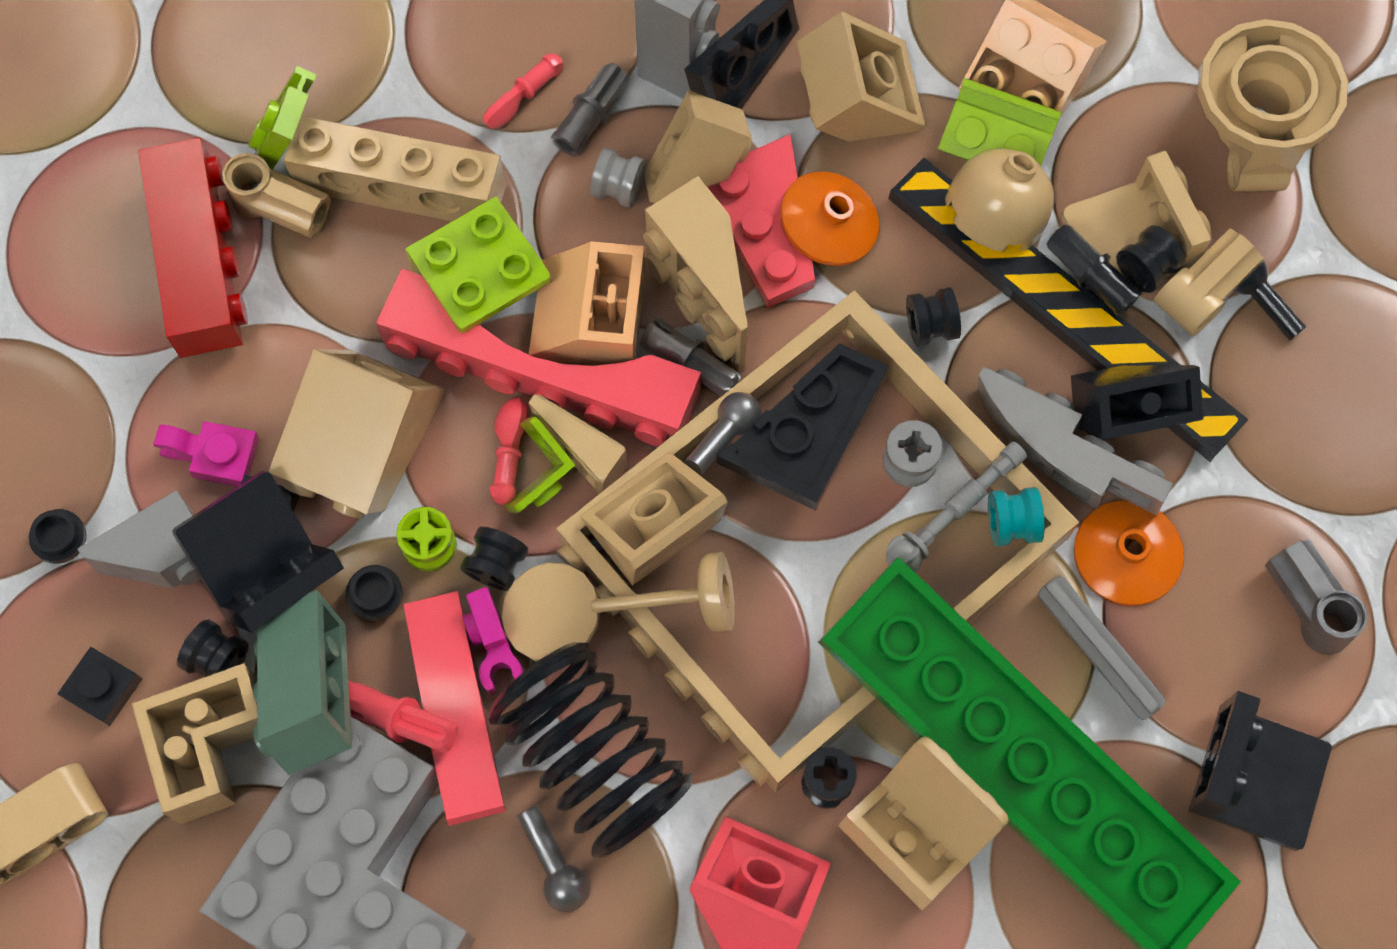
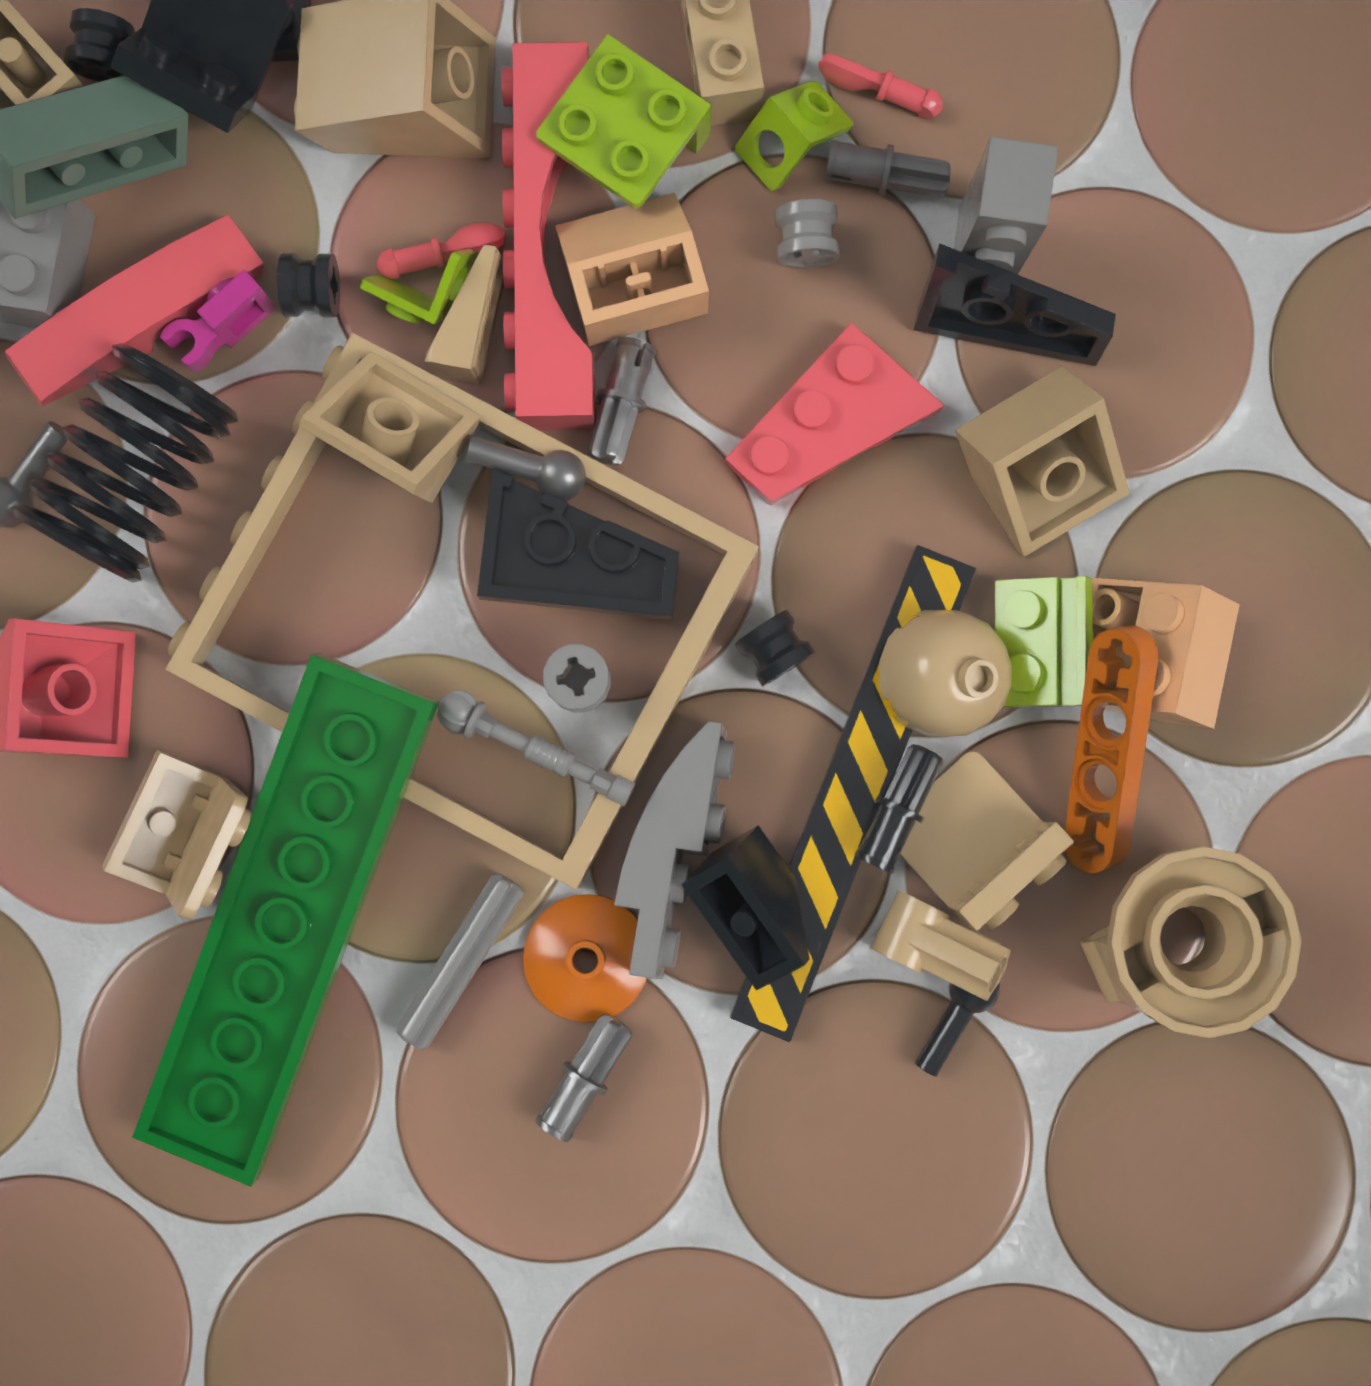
camera: 70 degrees right, 15 degrees up
(374, 592) = (231, 179): black plate -> none
(400, 718) = (88, 257): coral axle -> none
(423, 527) = (297, 194): lime wheel -> none
(530, 147) = (802, 120): none -> lime bracket
(561, 605) = (264, 373): tan piece -> none
(696, 255) = (720, 372): tan slope -> none
(700, 141) = (870, 306): tan slope -> none
(818, 230) = (826, 482): orange dish -> none
(843, 769) = (188, 710): black bush -> none
(1015, 516) = (543, 816): teal wheel -> none
(1105, 104) = (1120, 754): none -> orange beam
(1150, 258) = (936, 869): black wheel -> none
(1227, 583) = (584, 1077): none -> flat silver axle
(1260, 775) = (378, 1175): black bracket -> none
(1315, 592) = (607, 1175): flat silver piece -> none

